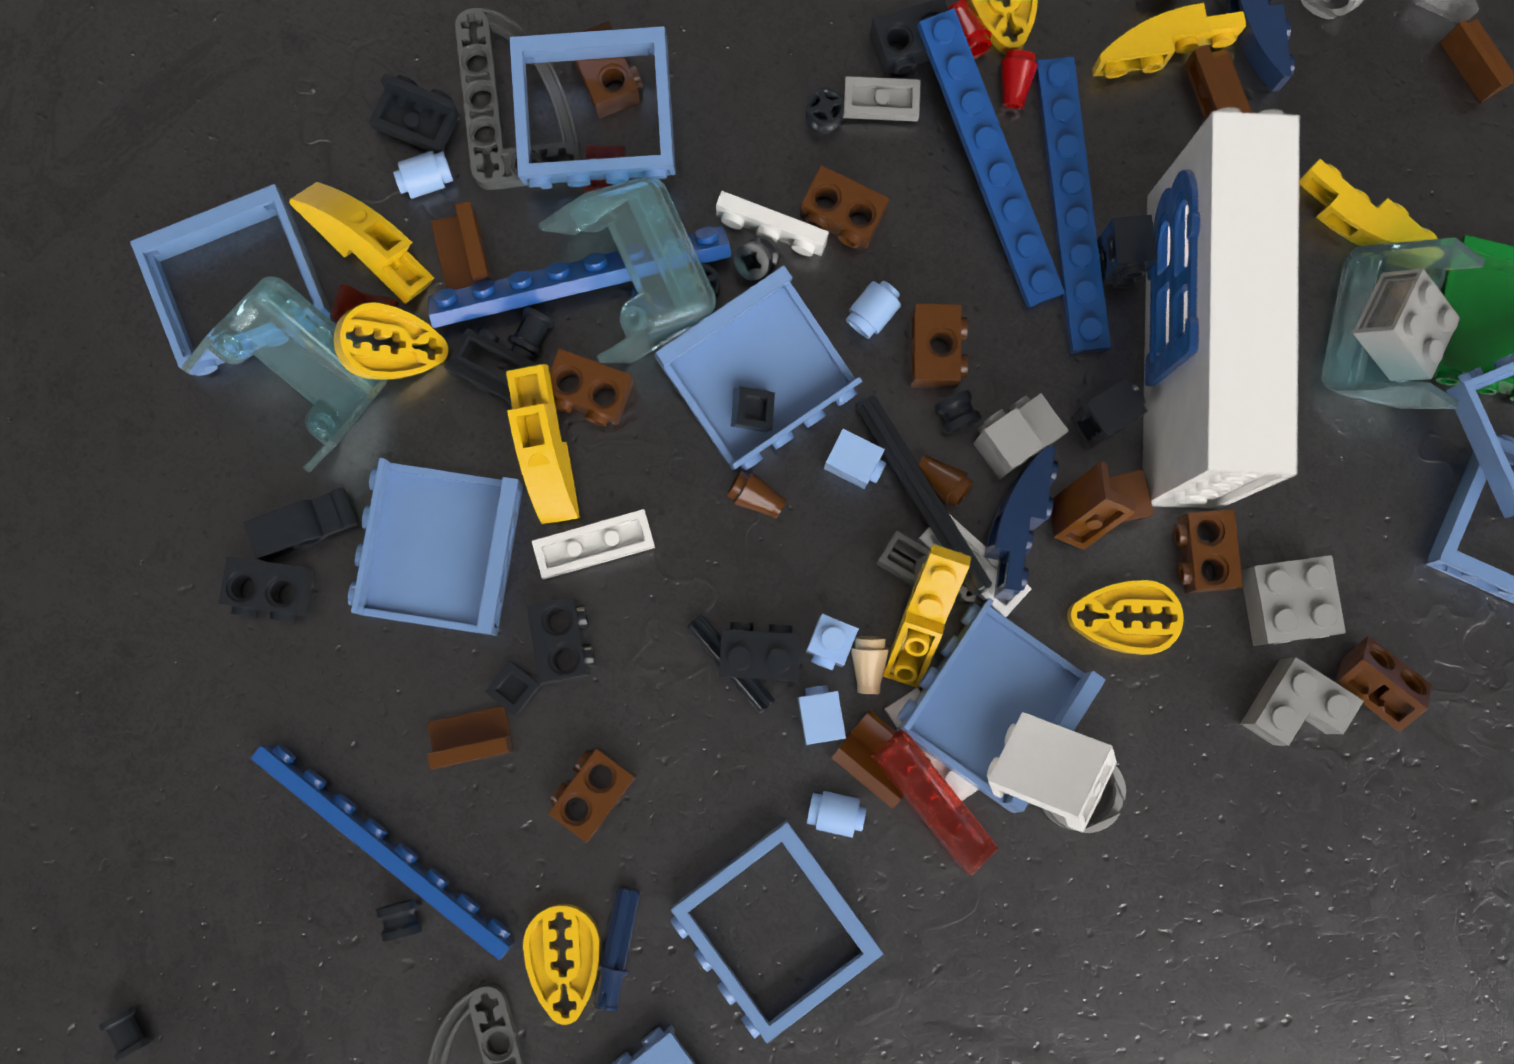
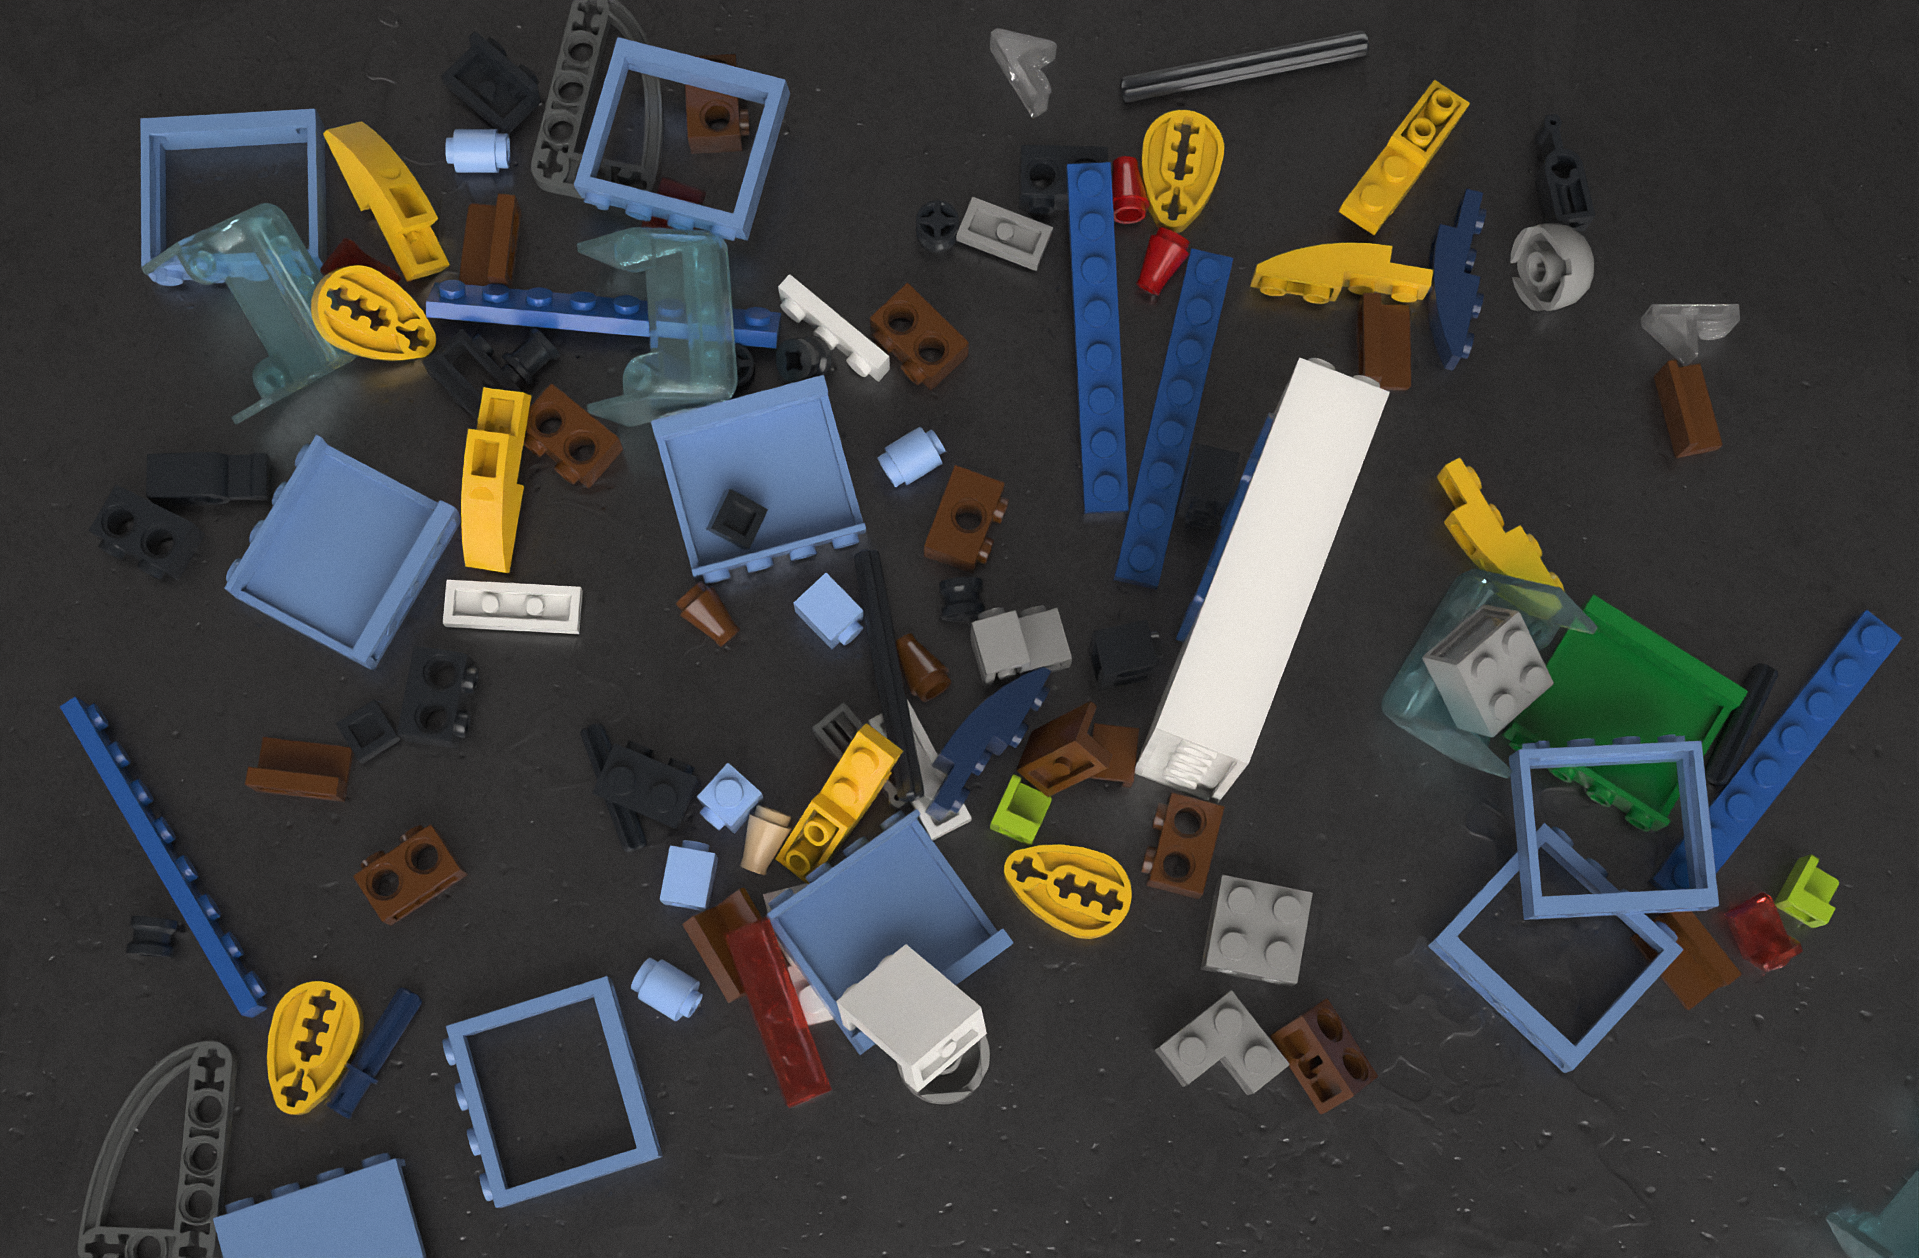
camera: 20 degrees right, 5 degrees down
(1067, 570) = (1020, 812): none -> lime panel

